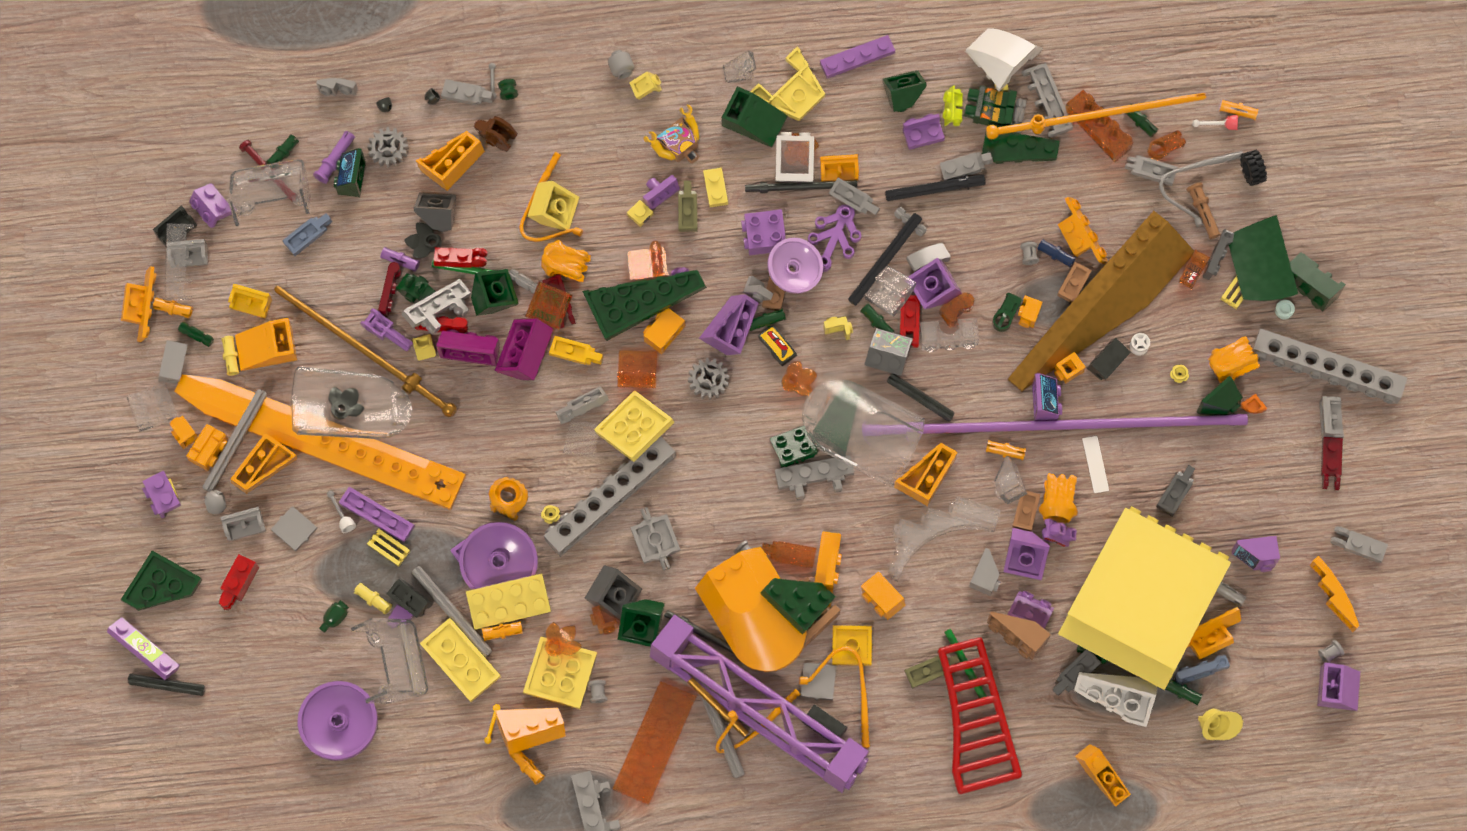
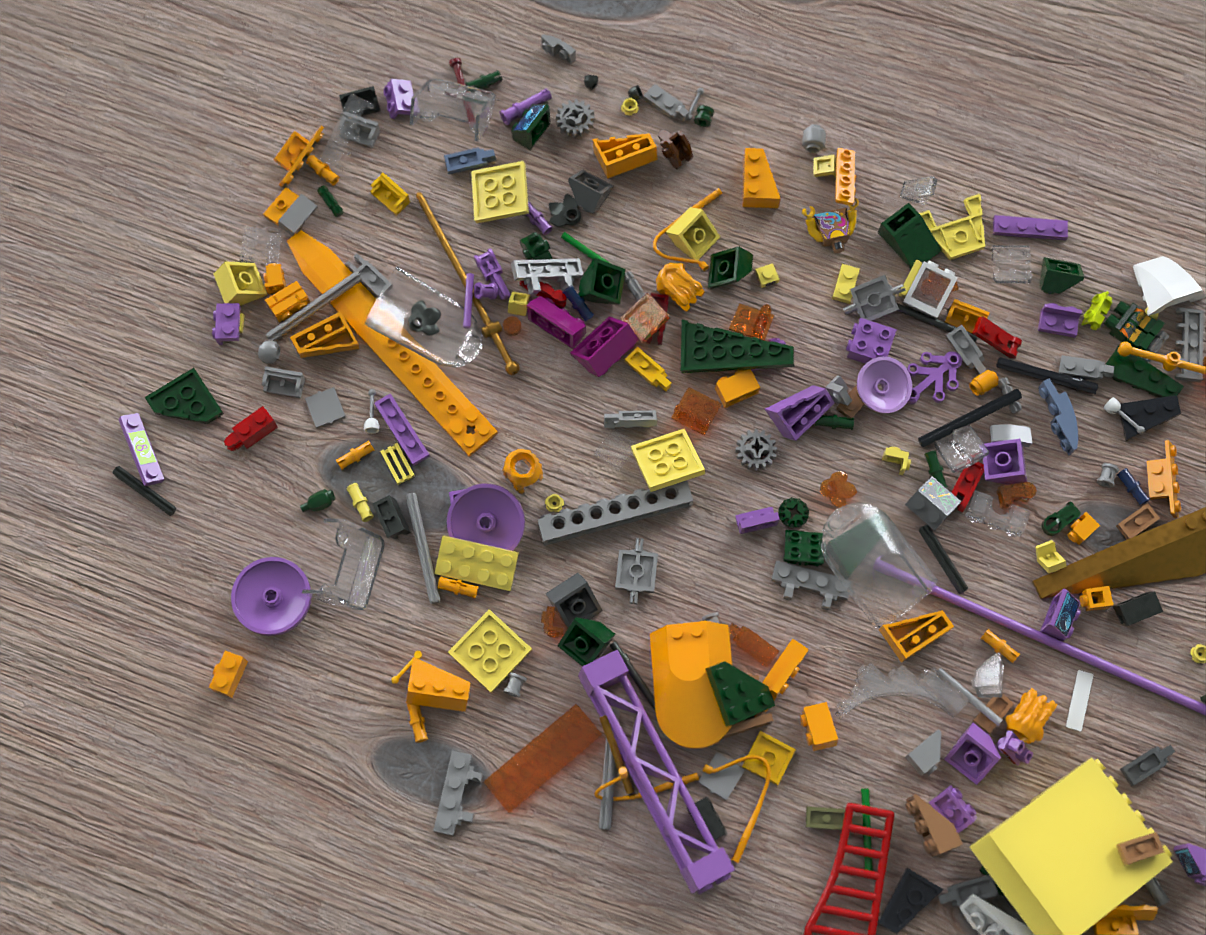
camera: 25 degrees right, 0 degrees up
(151, 451) = (239, 282): none -> light yellow slope
(152, 360) = (280, 205): none -> light orange plate
(230, 355) = (349, 232): light yellow pin -> none
(266, 345) = (384, 237): light orange slope -> none
(275, 388) = (370, 276): none -> light grey hinge
(334, 808) = (228, 674): none -> light orange brick
(345, 558) = (355, 455): none -> light orange pin
(353, 251) = (500, 192): none -> light yellow plate
(377, 367) = (468, 300): none -> medium lavender bar
(386, 303) = (513, 239): dark red plate -> none
(388, 350) = (489, 291): none -> medium lavender bush
(400, 613) = (375, 527): medium lavender tile -> none
(428, 371) = (512, 326): none -> clear orange tile
(436, 108) = (630, 102): none -> light yellow plate
(460, 257) = (589, 240): hinge -> none
(460, 660) = (407, 595): light yellow plate -> none
(480, 321) = (578, 303): none -> dark blue pin
(563, 639) = (508, 622): clear orange plate -> none
(588, 128) = (758, 181): none -> light orange wedge
(602, 222) = (729, 266): none -> dark green slope
(660, 191) = (793, 264): medium lavender tile -> none
(667, 88) = (845, 176): none -> light orange bracket
(687, 209) = (811, 291): olive hinge -> none
(740, 441) = (757, 520): none -> medium lavender bracket
(748, 190) = (874, 298): none -> light grey plate
(763, 425) = (785, 514): none -> dark green gear
(772, 156) = (910, 278): none -> light yellow tile
(778, 345) = (833, 449): slope -> none
(856, 99) = (1011, 264): none -> clear slope
(874, 174) = (997, 337): none -> red plate
(882, 221) = (984, 382): none -> light orange brick
(969, 222) = (1064, 422): none -> sand blue slope
(1004, 508) = (973, 700): none -> light grey bar
(1006, 189) = (1113, 406): none -> hinge
(1012, 351) = (1049, 557): none -> light yellow bracket
(1028, 705) = (907, 900): none -> black wing
(1038, 181) = (1148, 413): none -> black wing
(1141, 340) = (1177, 605): white wheel -> none
(1198, 563) = (1140, 848): none -> medium nougat plate

